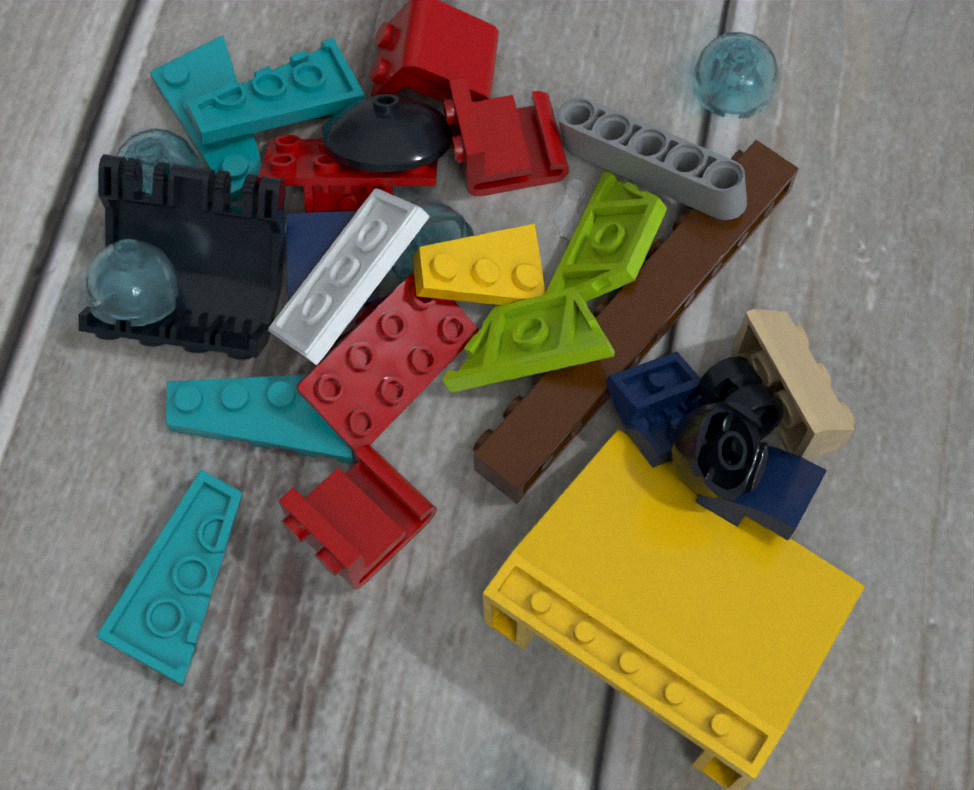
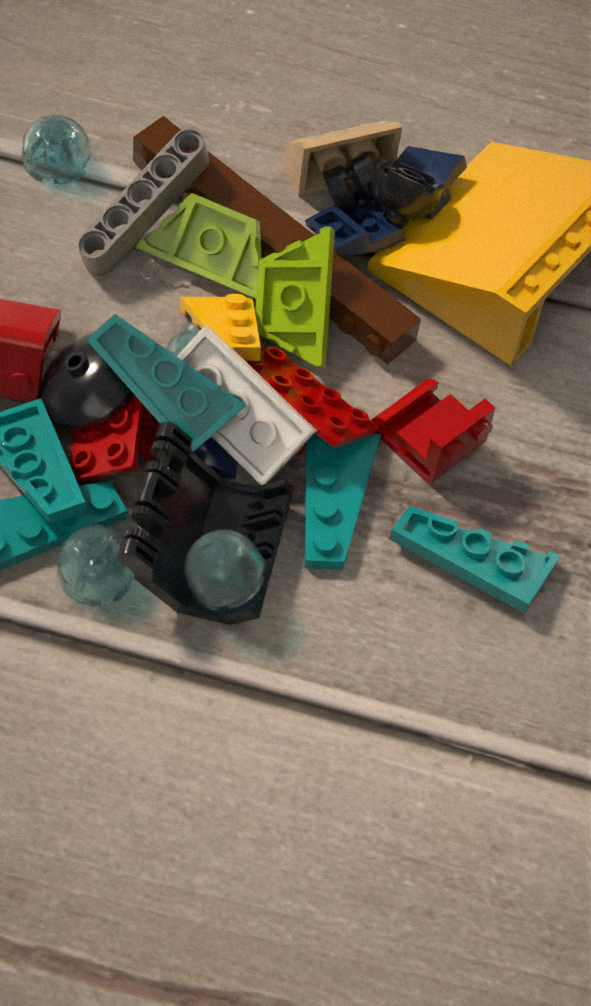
camera: 95 degrees left, 10 degrees down
(345, 195) = (164, 382): none -> teal wing
(503, 144) = (99, 293): red piece -> none

